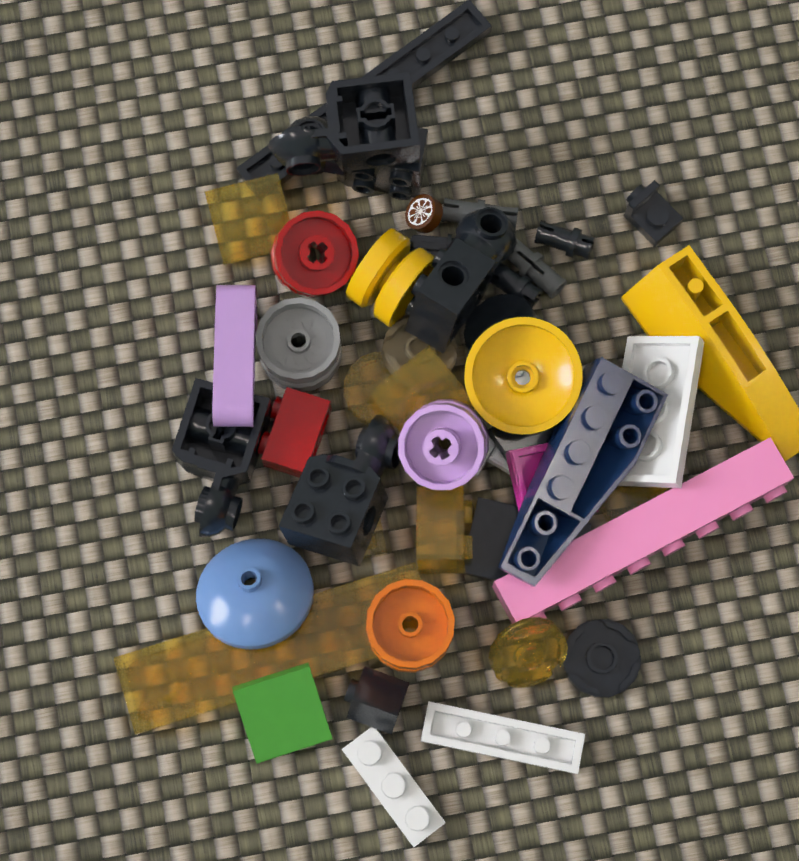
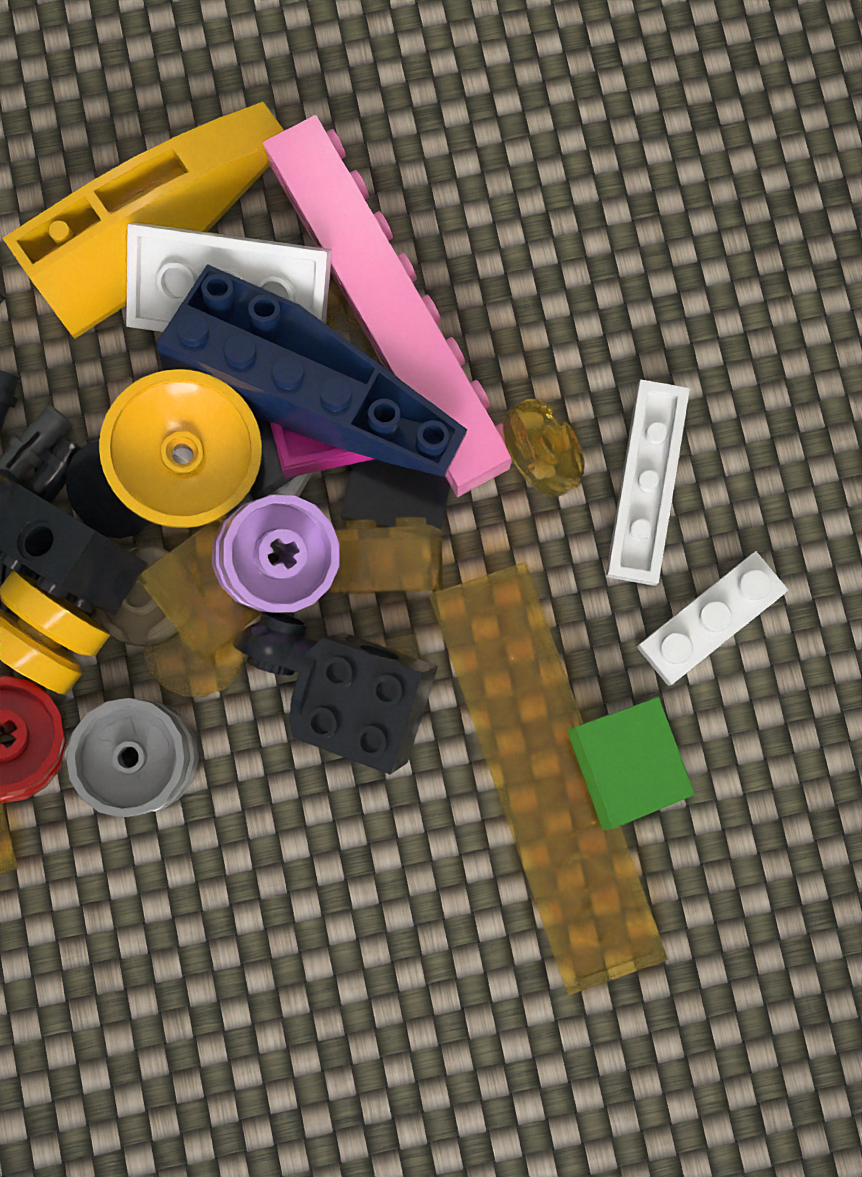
camera: 90 degrees left, 5 degrees up
(218, 455) = (270, 858): black brick -> none
(234, 356) = (150, 846): lavender beam -> none
(259, 612) = (507, 801): medium blue dish -> none
(295, 432) = (255, 758): red brick -> none
(376, 699) = (609, 639): black brick -> none
(404, 602) = (526, 561): orange wheel -> none
(602, 658) = (542, 361): black tile -> none

